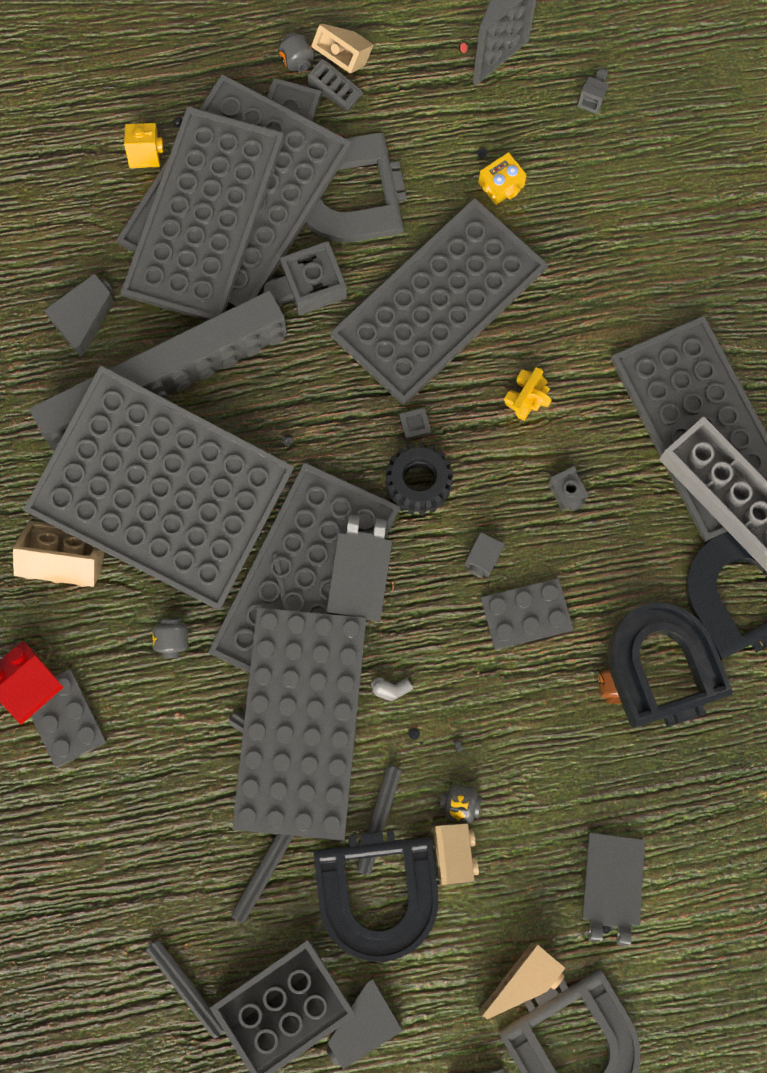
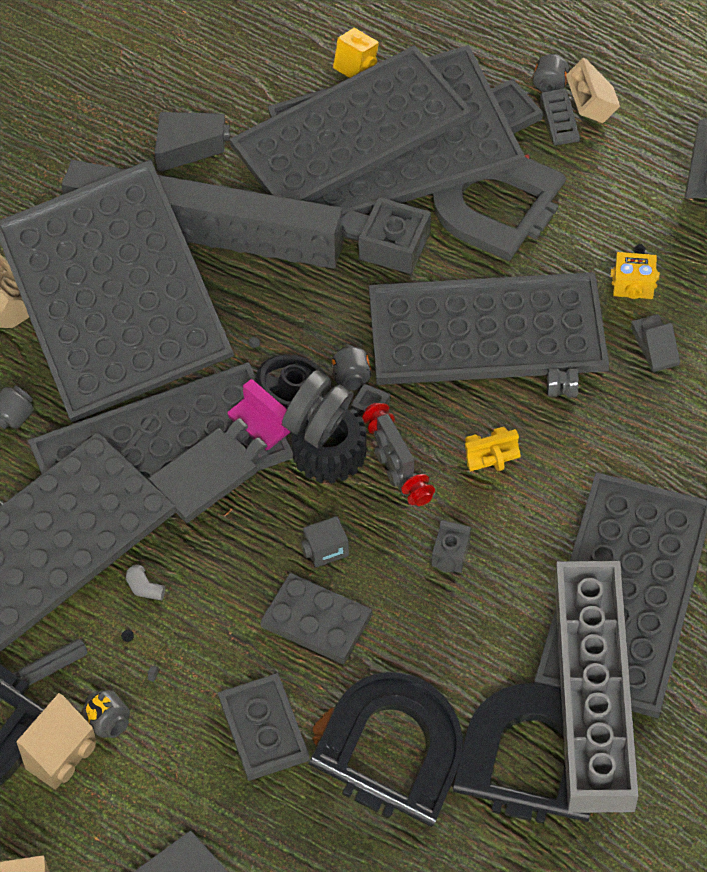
camera: 45 degrees right, 20 degrees down
(352, 445) = (293, 375): none -> black wheel
(357, 499) = (261, 414): none -> dark pink panel
(377, 407) = (351, 367): none -> dark grey head
(411, 469) = (317, 409): none -> dark grey wheel
(476, 453) = (396, 455): none -> plate
(529, 303) = (562, 382): none -> dark grey wheel
(559, 221) = (656, 342): none -> dark grey slope
(567, 721) = (263, 727): none -> dark grey plate

